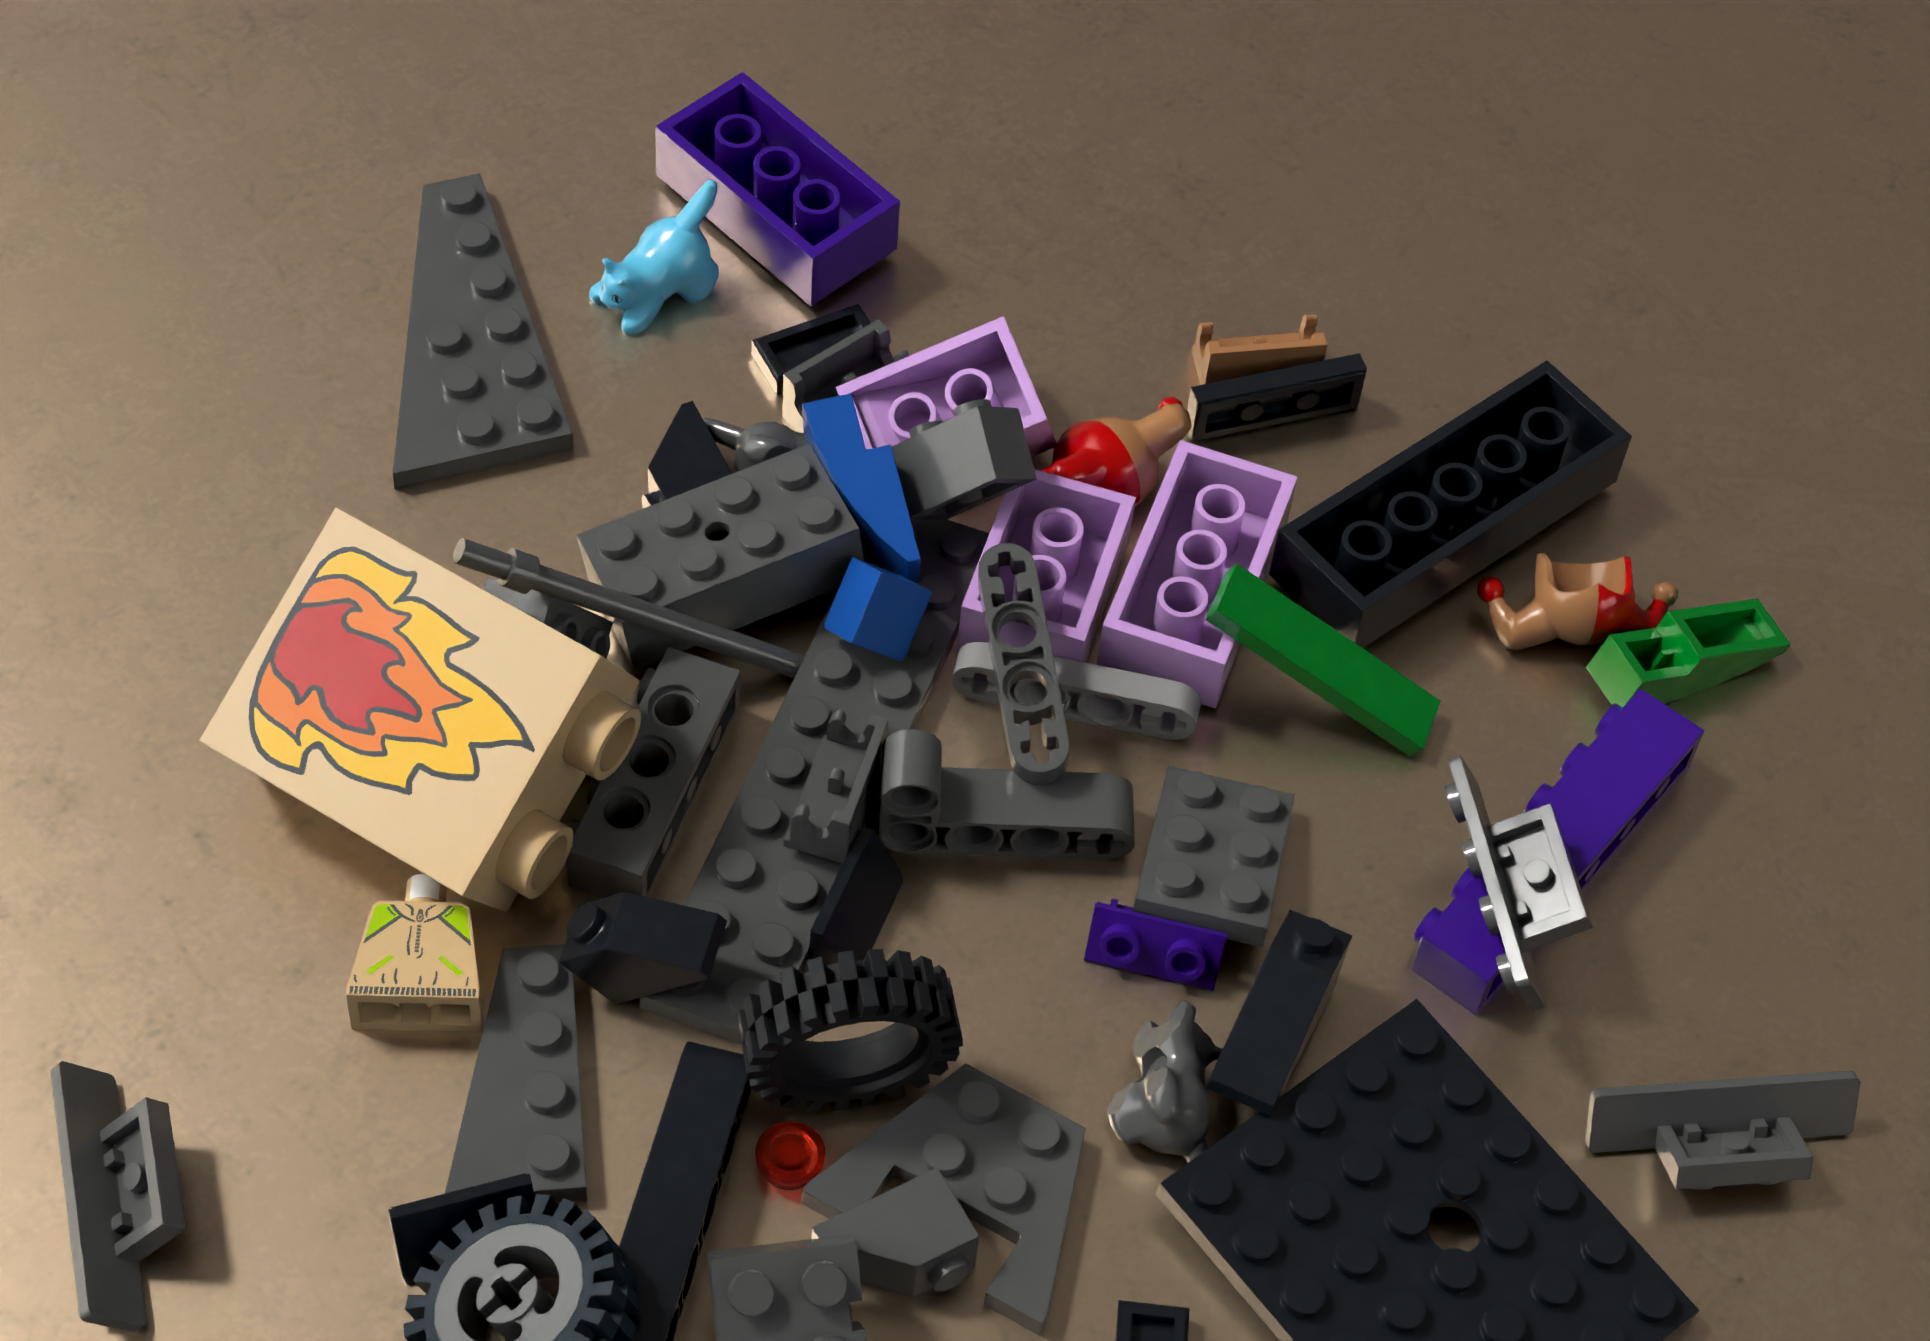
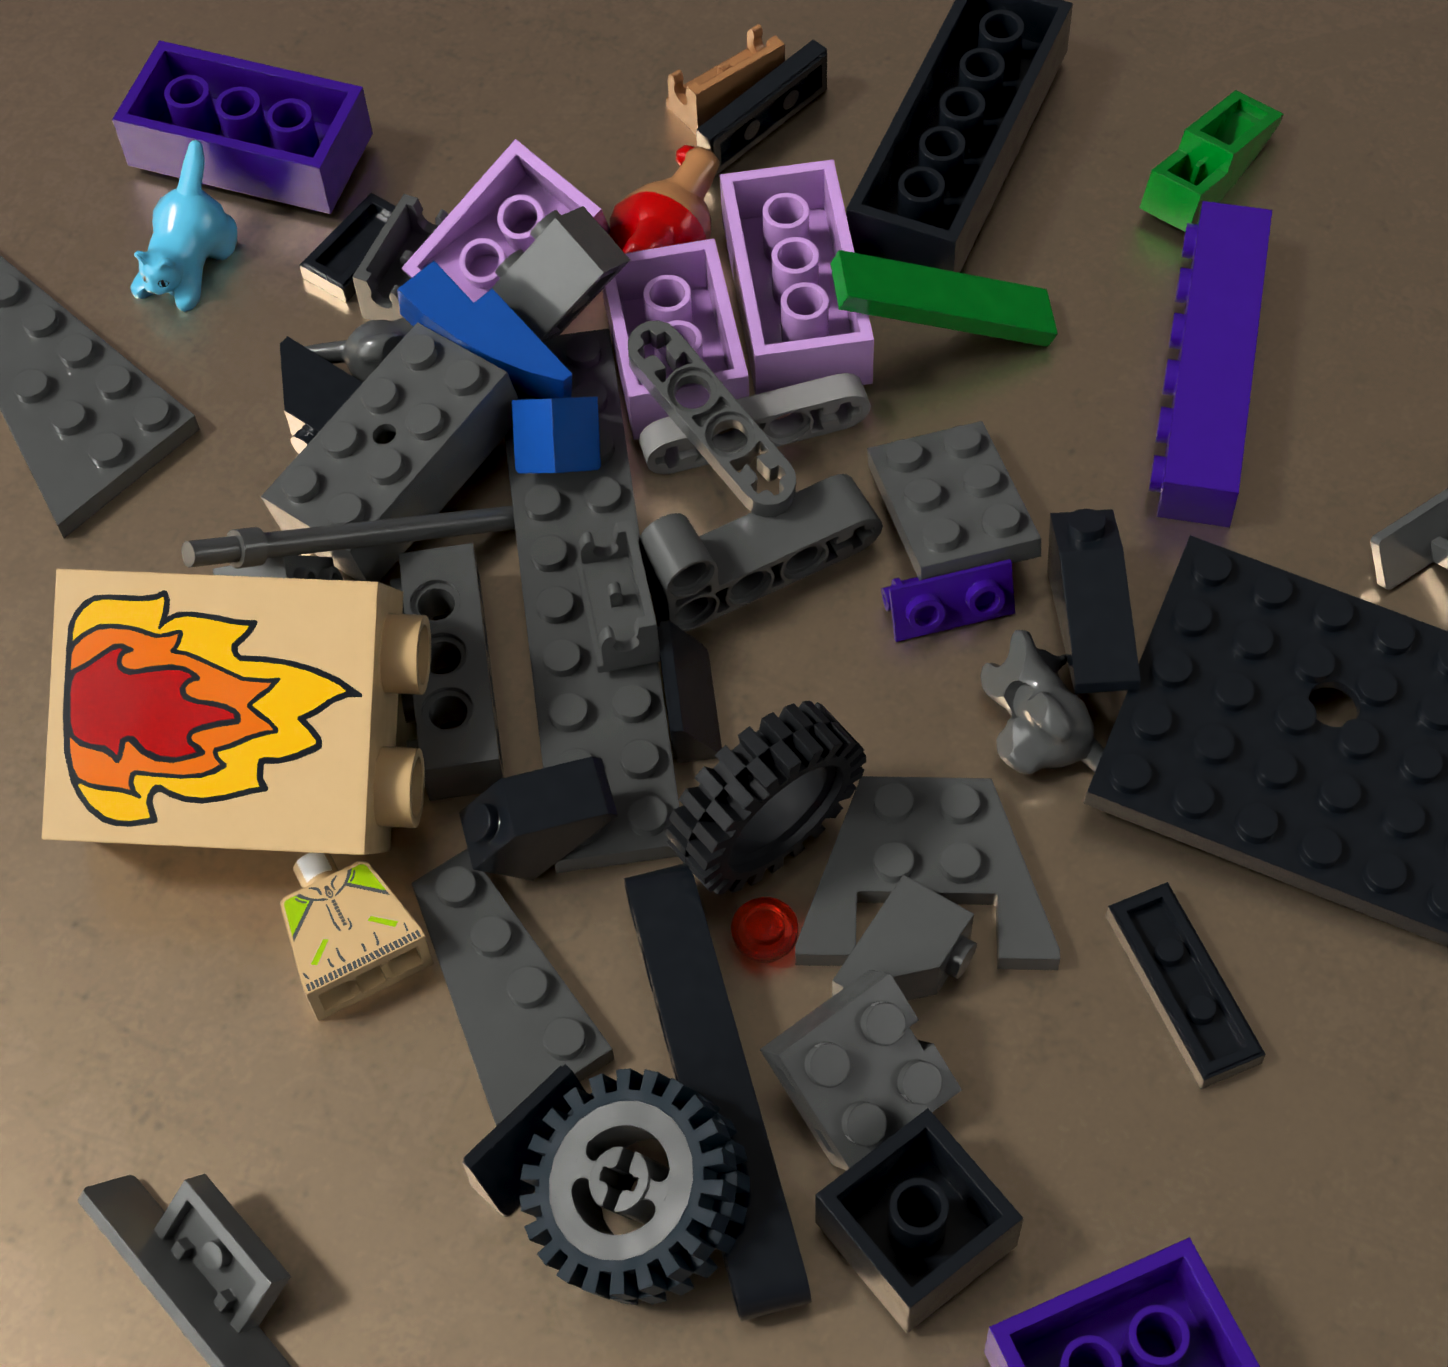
camera: 20 degrees left, 5 degrees up
(1527, 879) = (1223, 388): bracket -> none
(1575, 604) = (1103, 160): medium nougat piece -> none

